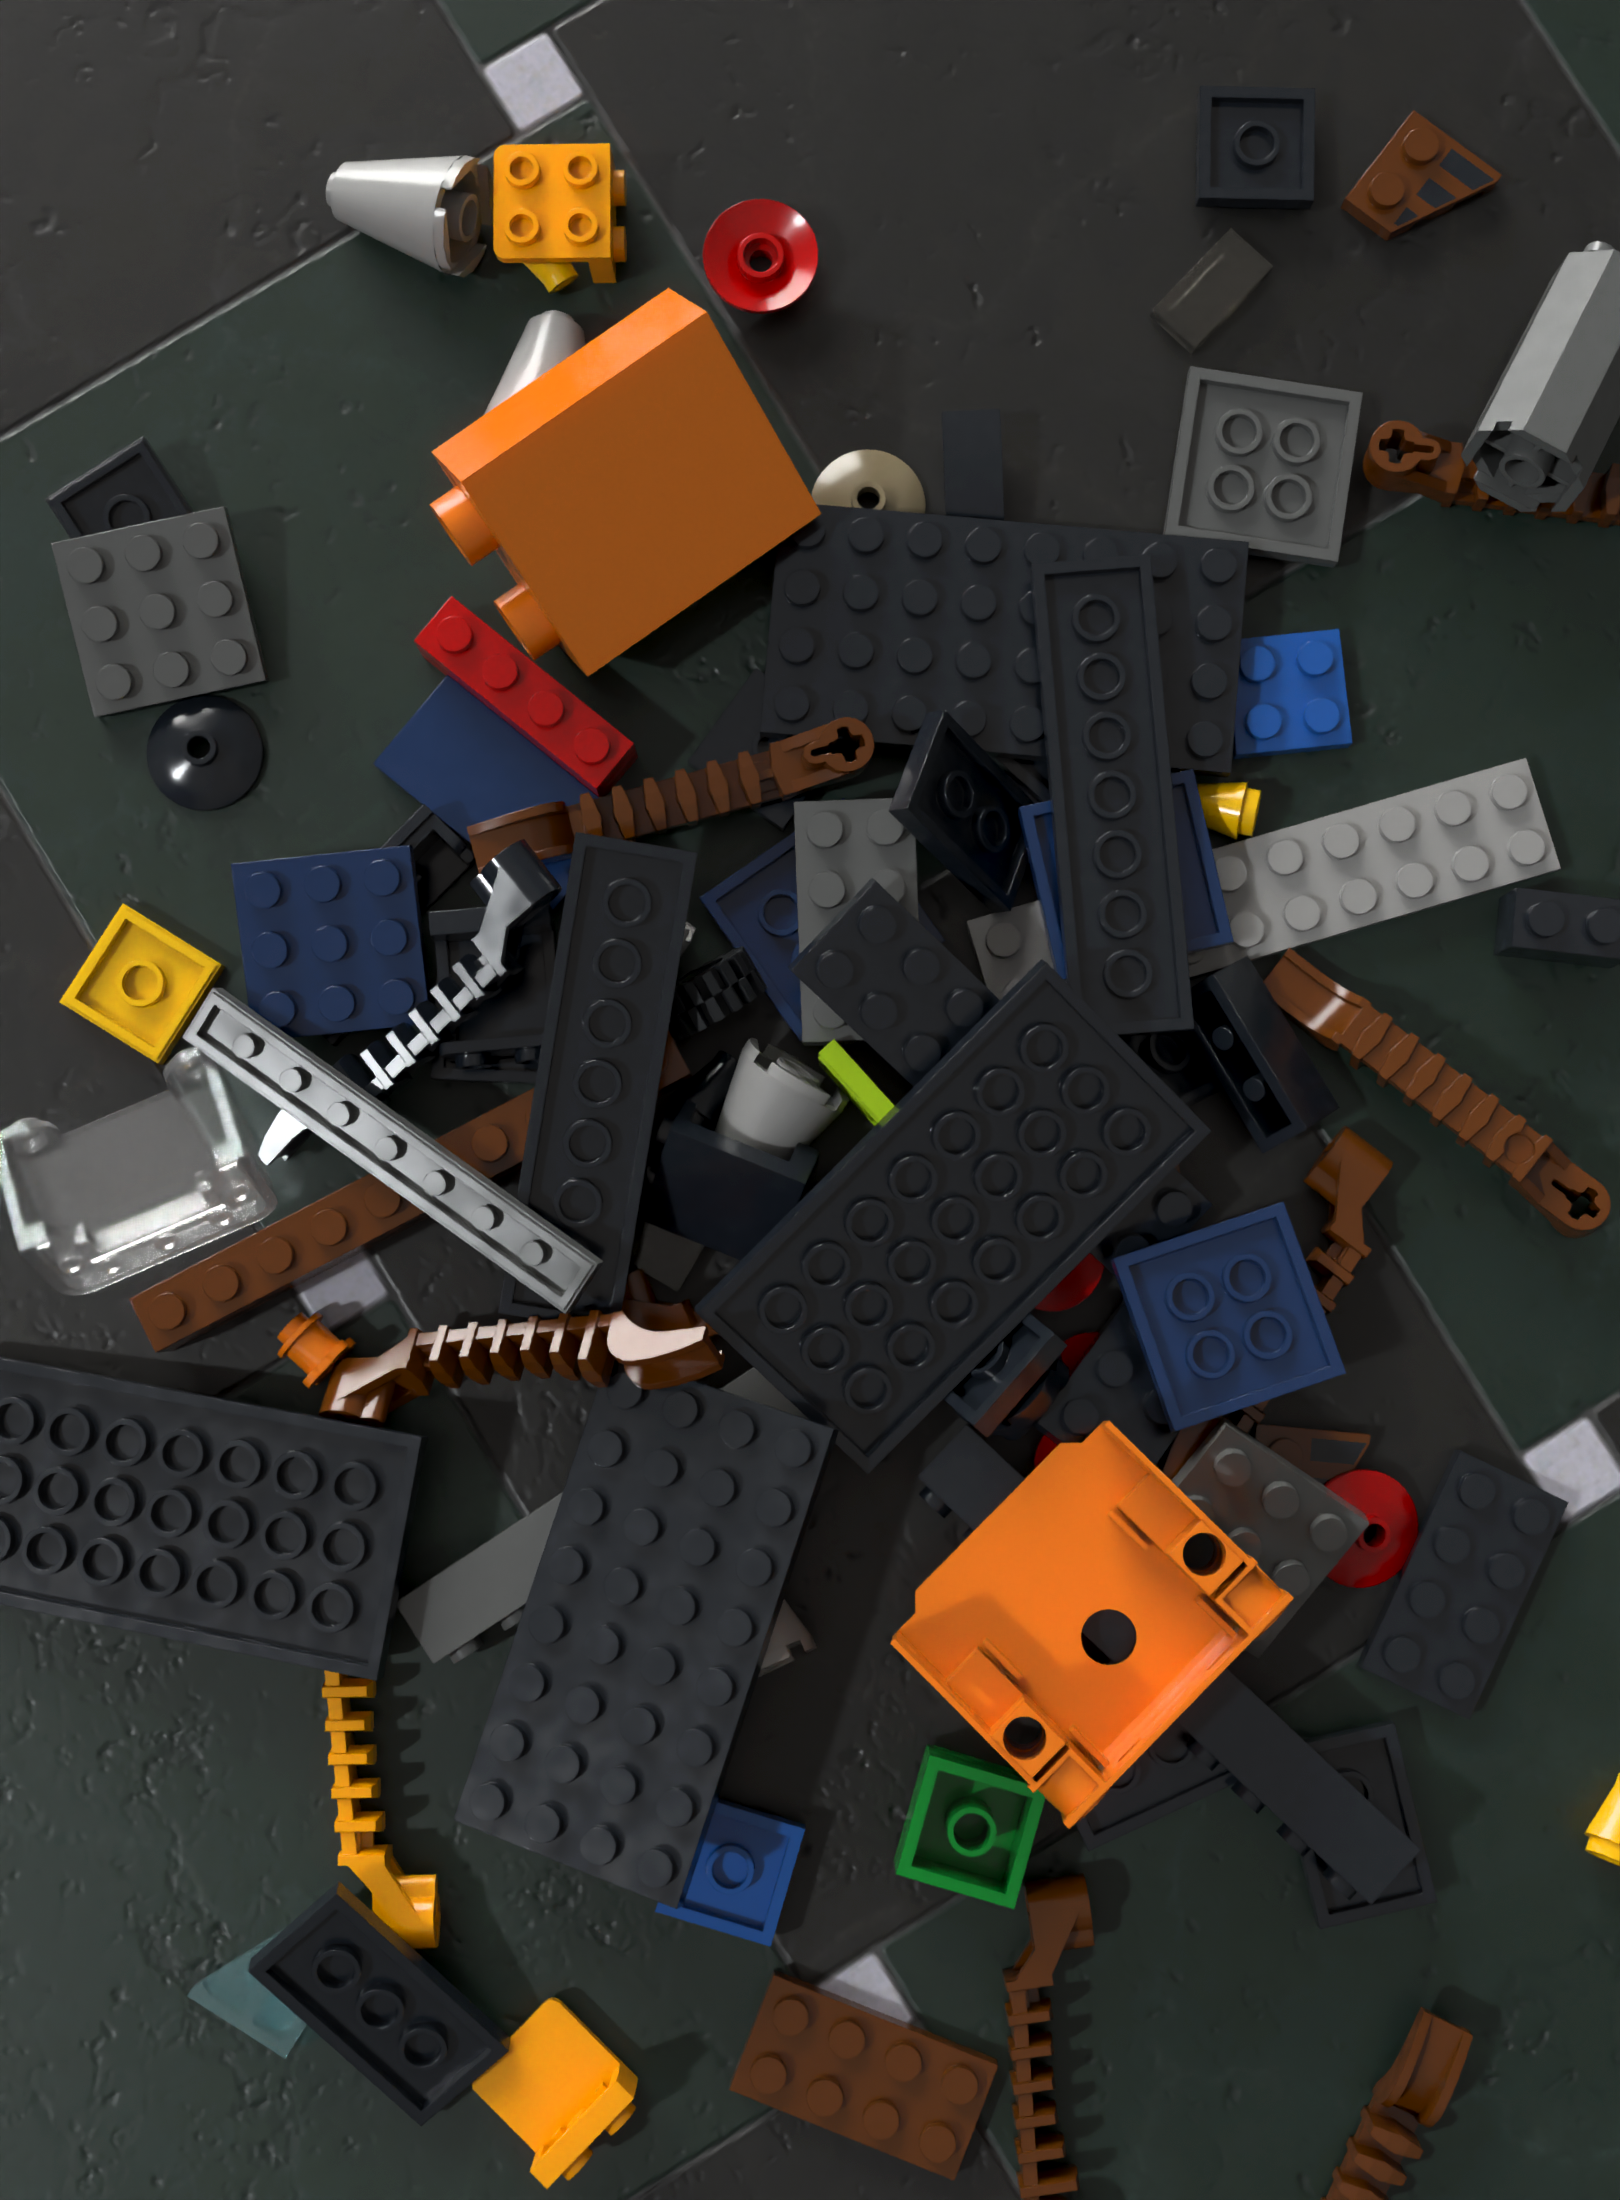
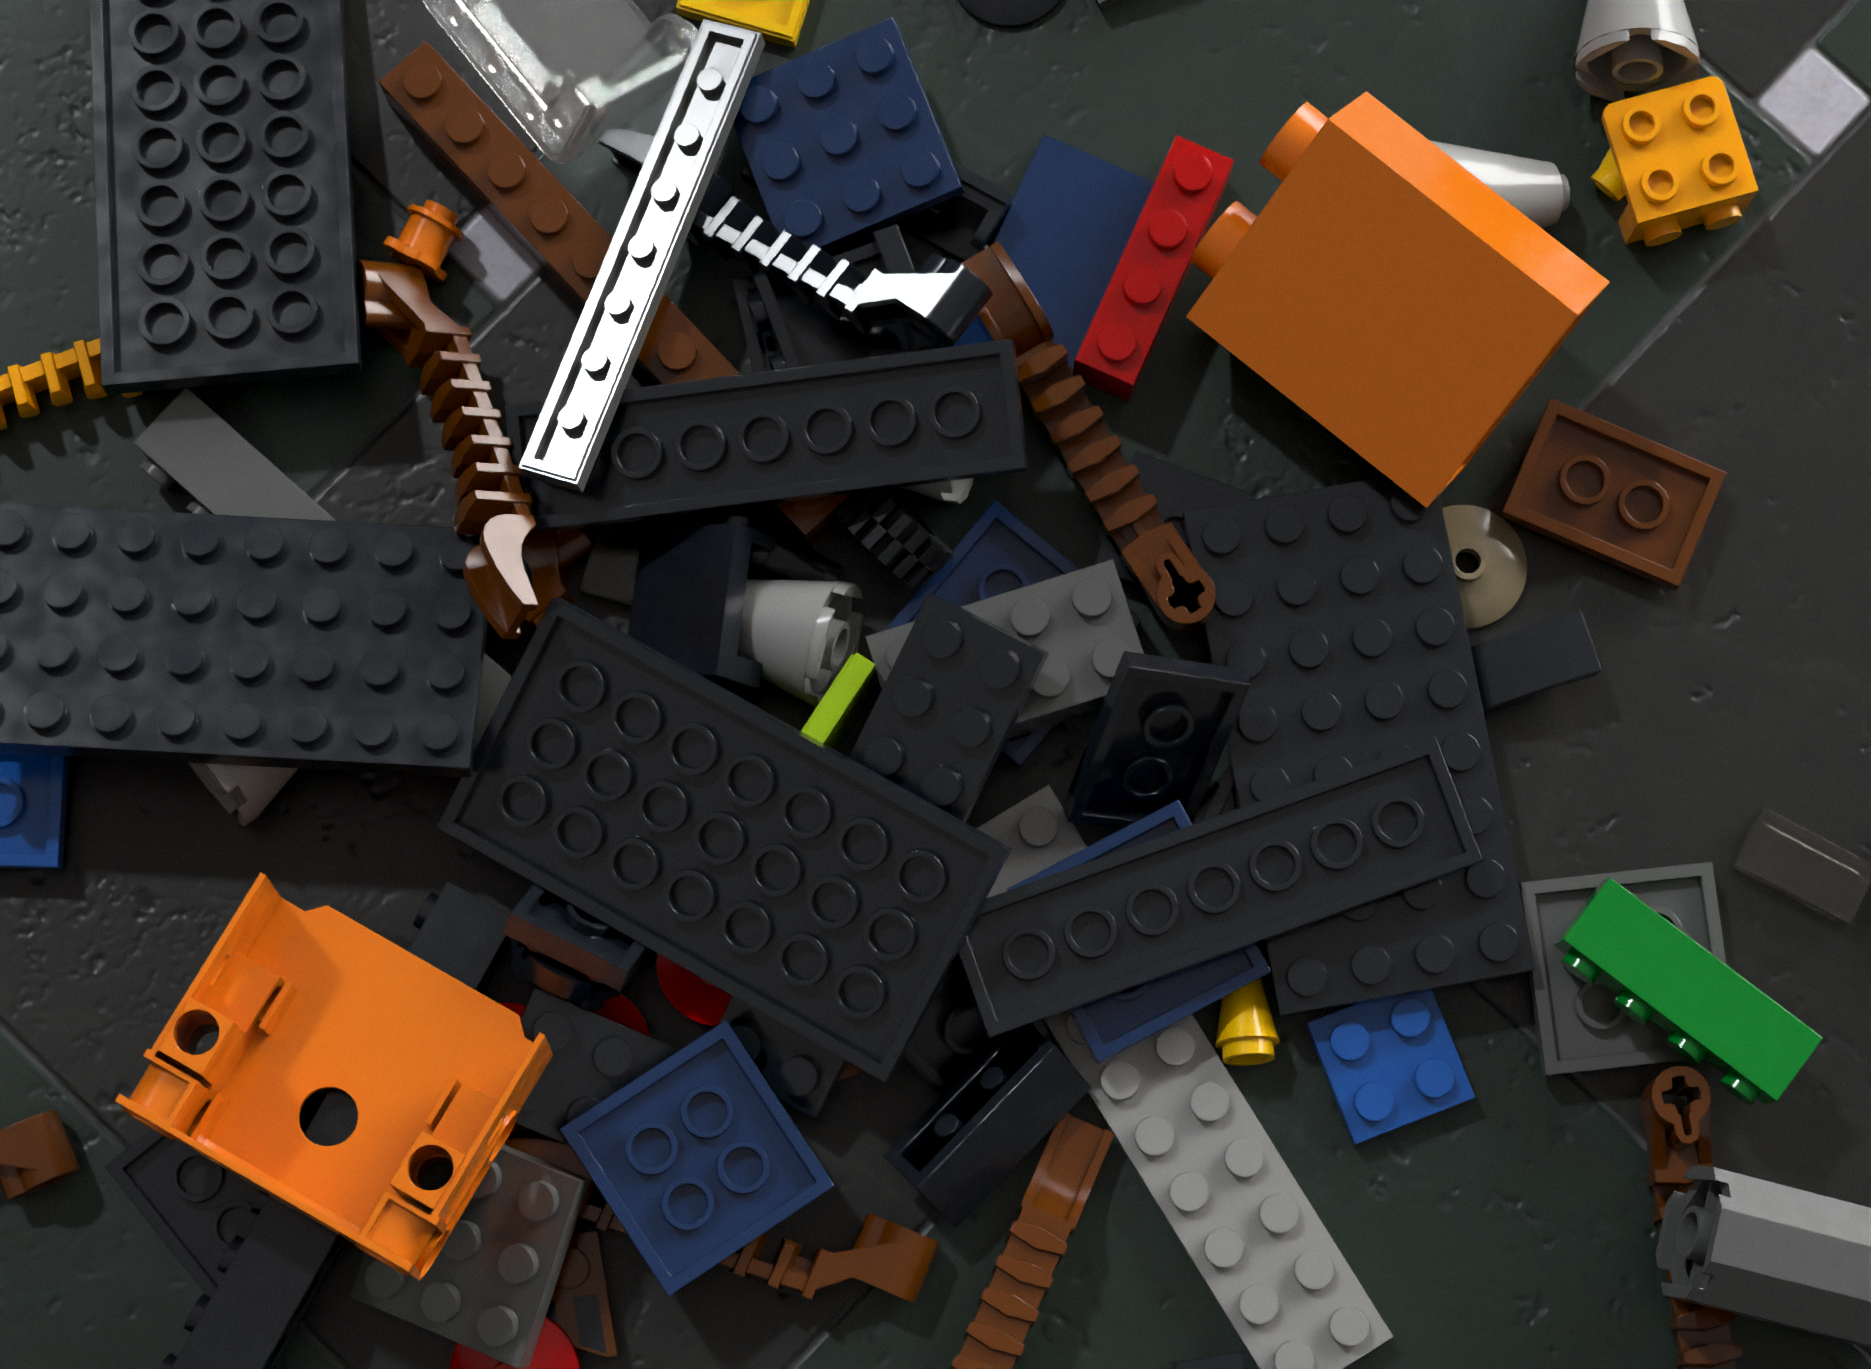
camera: 75 degrees right, 5 degrees down
(754, 231) = (1709, 356): red dish -> none
(842, 356) = (1613, 494): none -> reddish brown plate
(969, 1827) = (93, 1028): green brick -> none
(1307, 416) = (1687, 993): none -> green brick

